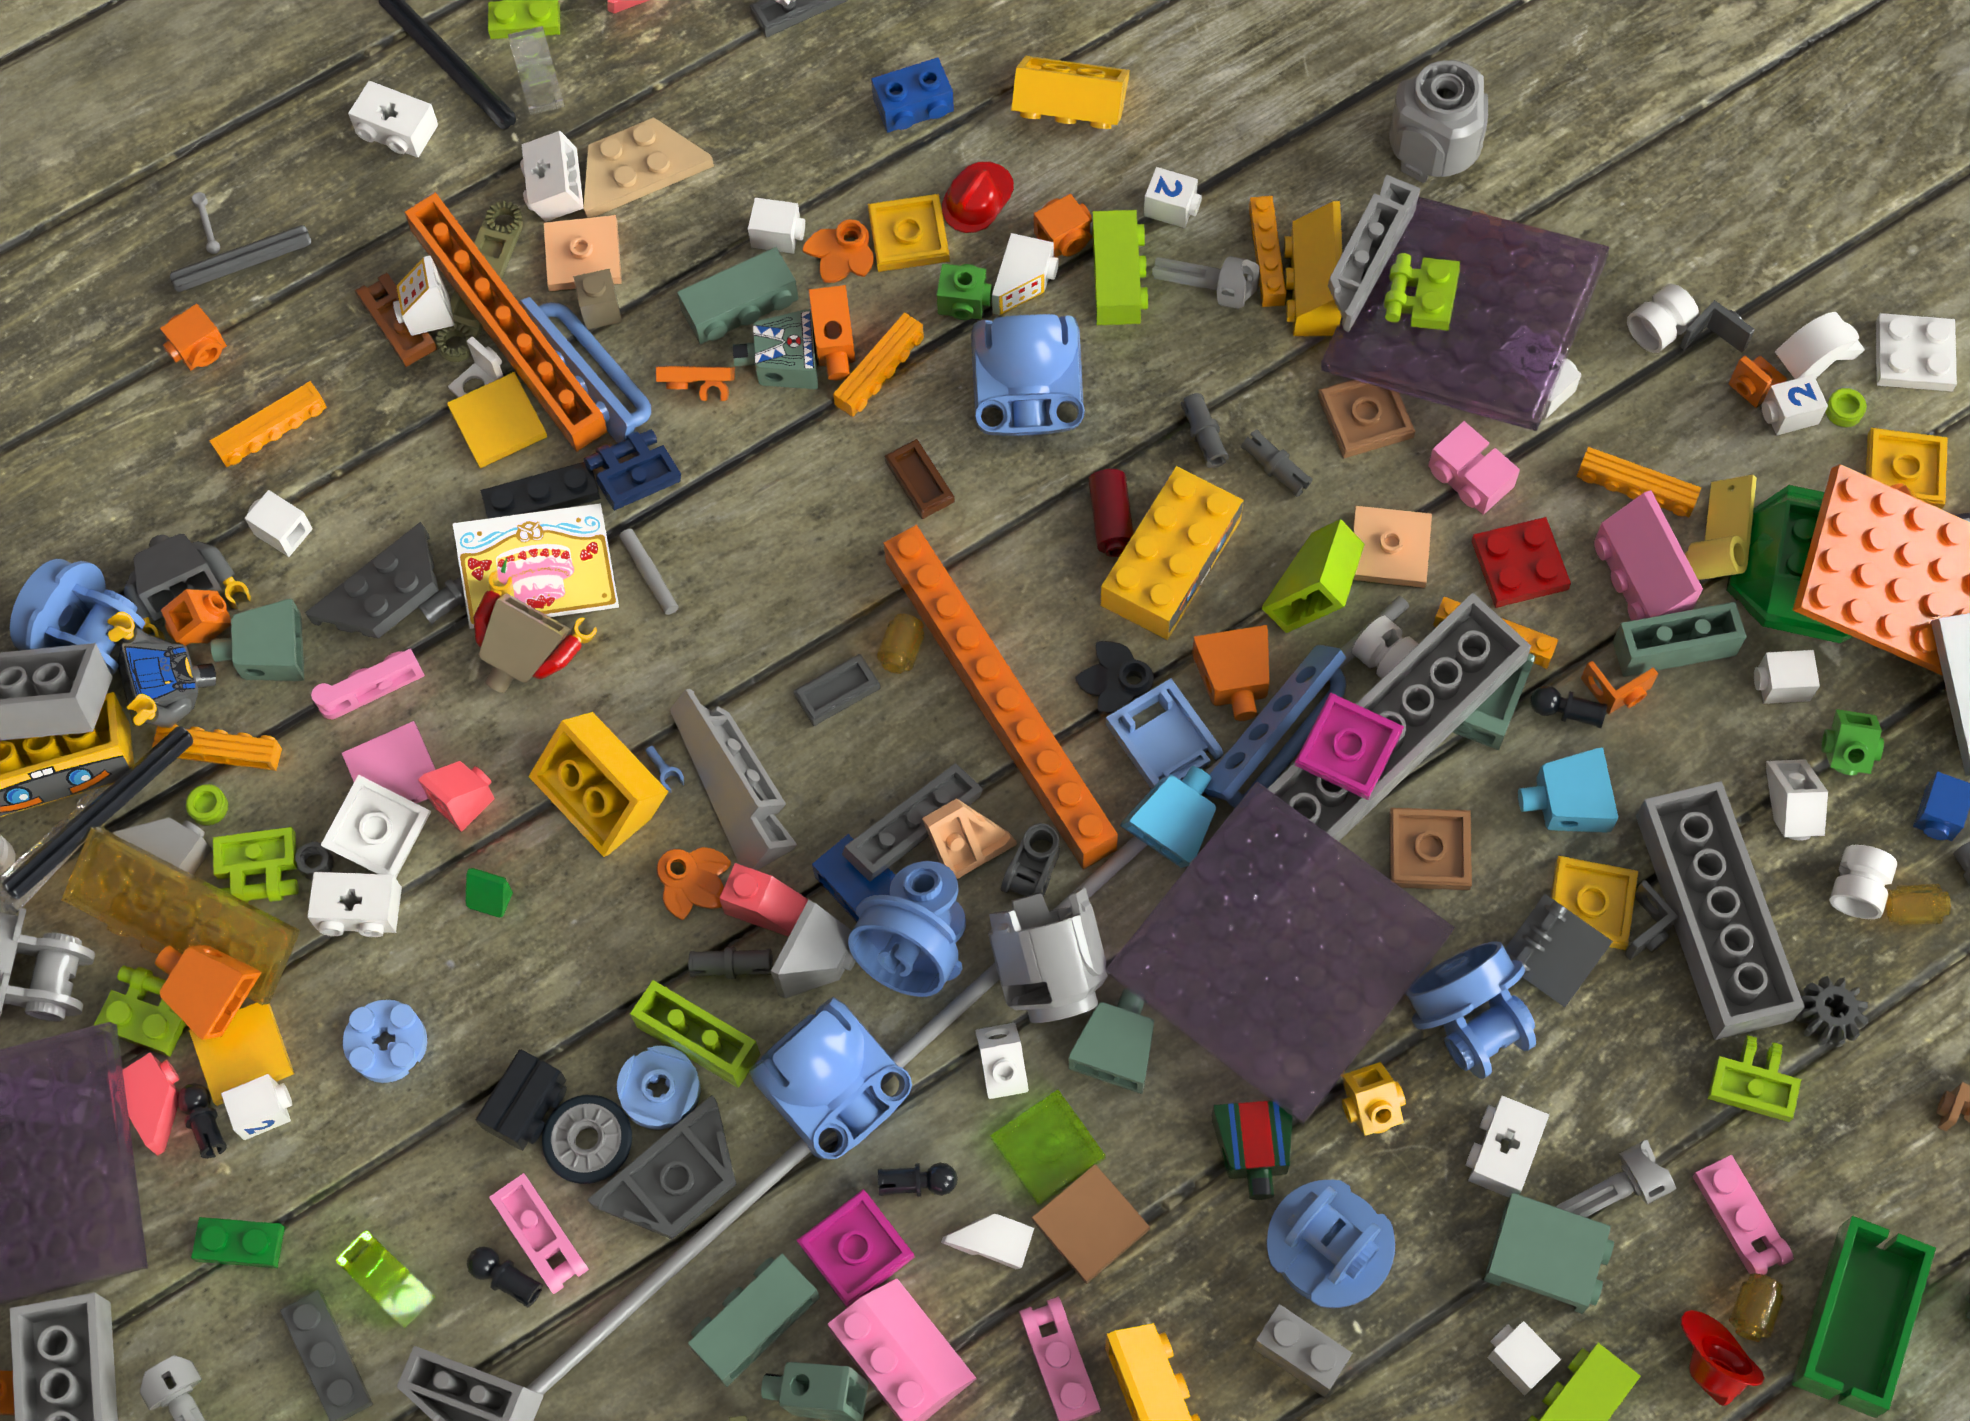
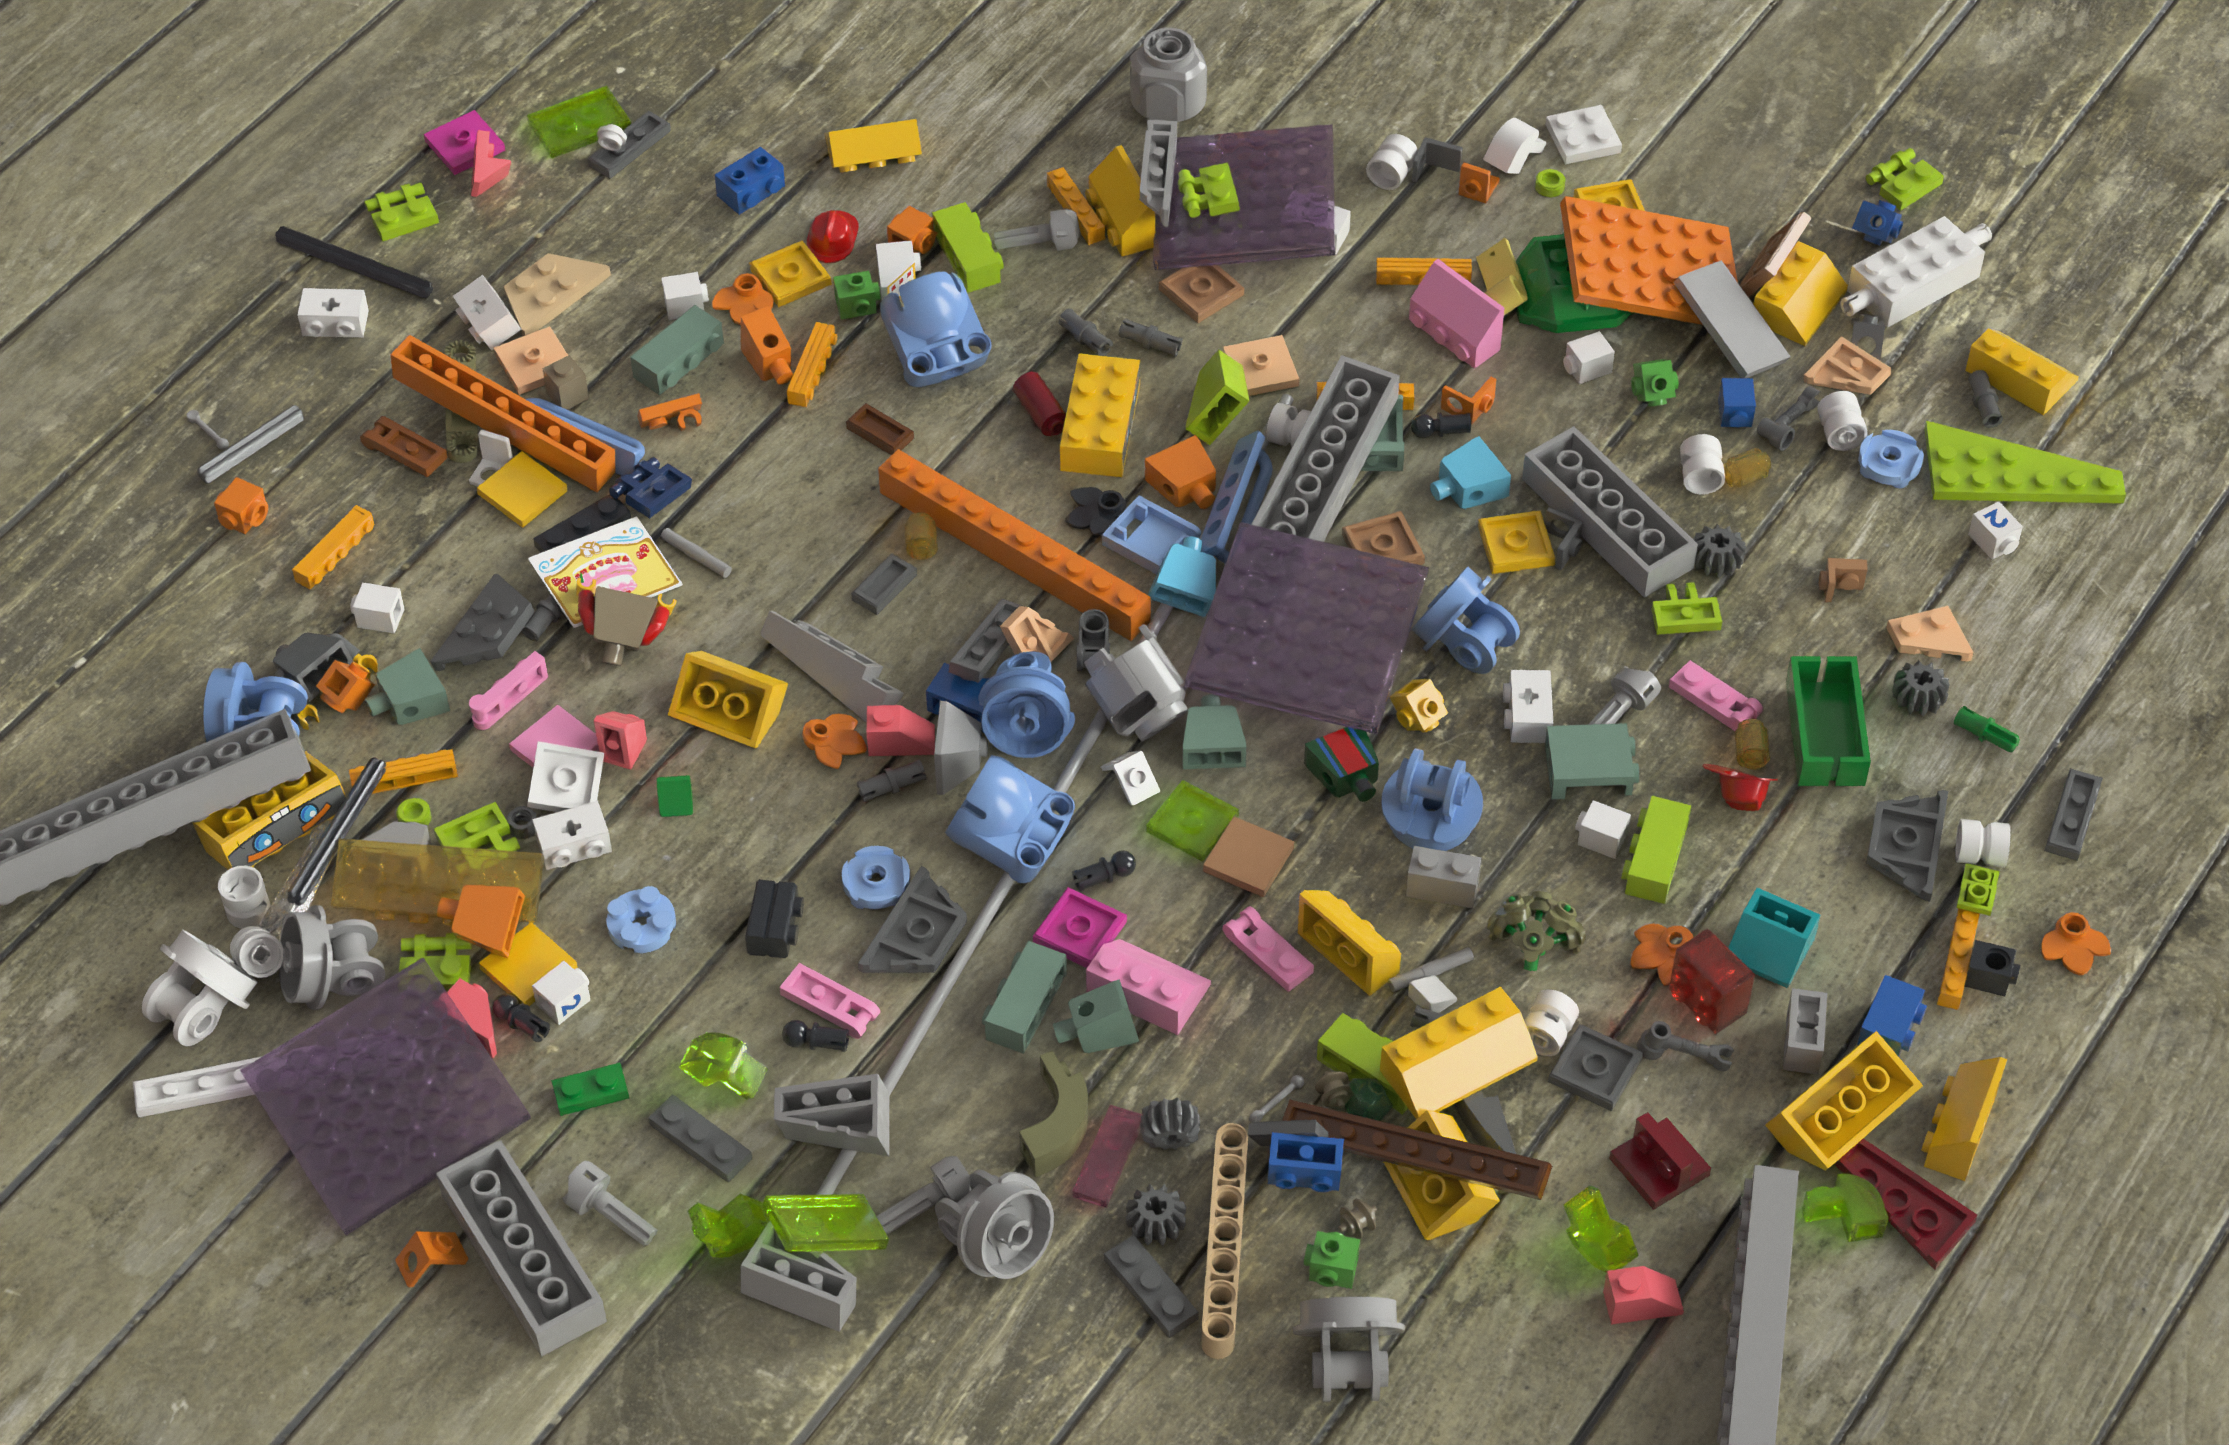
camera: 25 degrees left, 15 degrees down
(156, 675) = (332, 734): torso -> none
(423, 299) = (429, 414): white slope -> none
(536, 70) = (438, 250): clear brick -> none
(589, 1164) = (838, 948): wheel -> none
(663, 768) = (782, 674): medium blue hand -> none
(695, 1033) = (904, 828): lime brick -> none
(782, 351) = (732, 375): sand green torso -> none
(993, 1238) = (1181, 886): white slope -> none
(1171, 197) = (987, 190): white brick -> none
(1349, 746) = (1297, 477): dark pink plate -> none
(1476, 478) = (1306, 305): bright pink piece -> none
(1520, 562) = (1363, 341): red plate -> none
(1557, 949) = (1512, 573): dark grey hinge -> none
(1679, 639) = (1501, 354): sand green brick -> none
(1794, 405) = (1513, 189): white brick -> none
(1797, 799) = (1632, 430): white slope -> none

